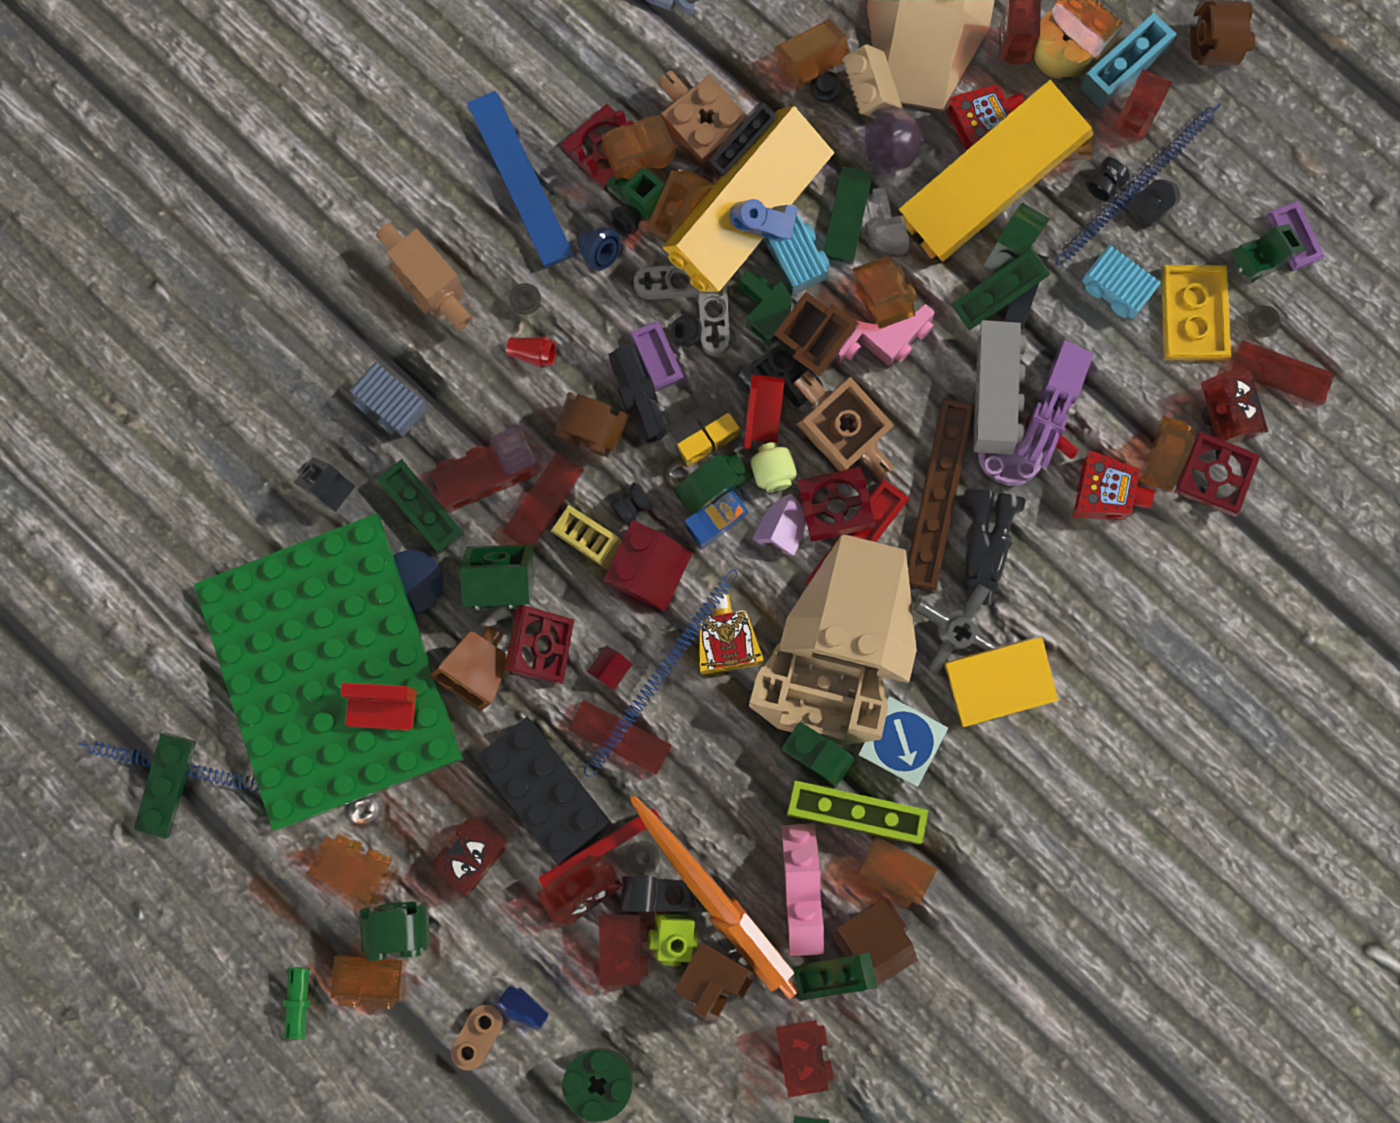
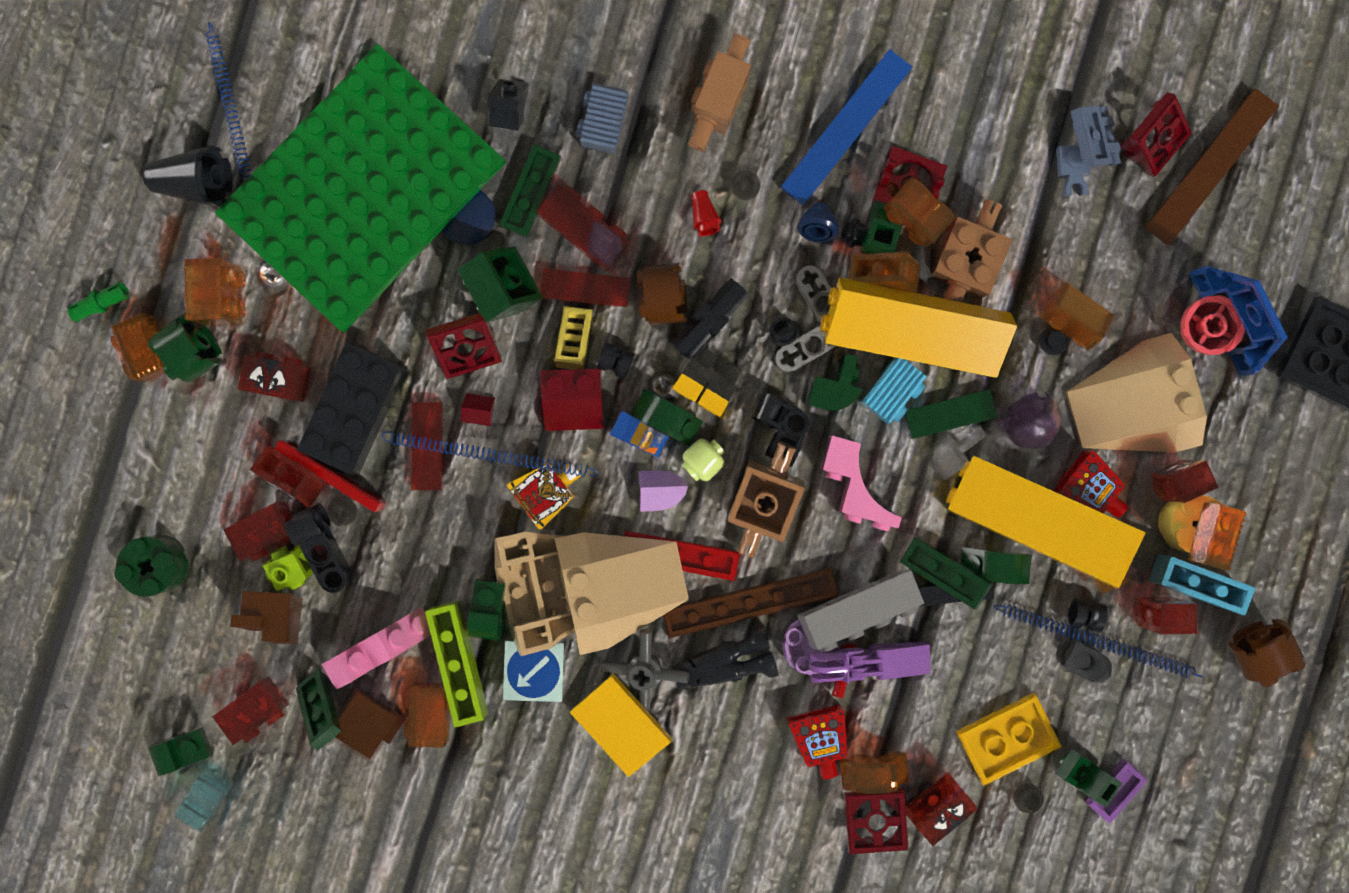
camera: 65 degrees right, 10 degrees up
(164, 785) = (209, 108): dark green plate -> none
(222, 837) = (192, 176): none -> black cone
(379, 706) = (347, 245): red panel -> none
(473, 668) = (419, 302): dark orange torso -> none
(476, 1037) = (142, 453): medium nougat plate -> none
(522, 1008) = (181, 475): clear blue cone -> none
(656, 356) = (751, 317): medium lavender tile -> none
(725, 913) = (326, 599): orange piece -> none
(740, 139) = (967, 295): black piece -> none
(762, 221) = (901, 343): leg -> none
(764, 409) = (746, 428): red panel -> none
(816, 332) = (827, 442): reddish brown plate -> none
(861, 521) = (698, 553): dark red piece -> none
(871, 80) = (1076, 378): tan brick -> none
(885, 291) = (895, 479): clear orange brick -> none
(1120, 283) = (1001, 667): medium azure brick -> none
(1283, 372) = (991, 832): clear red tile -> none

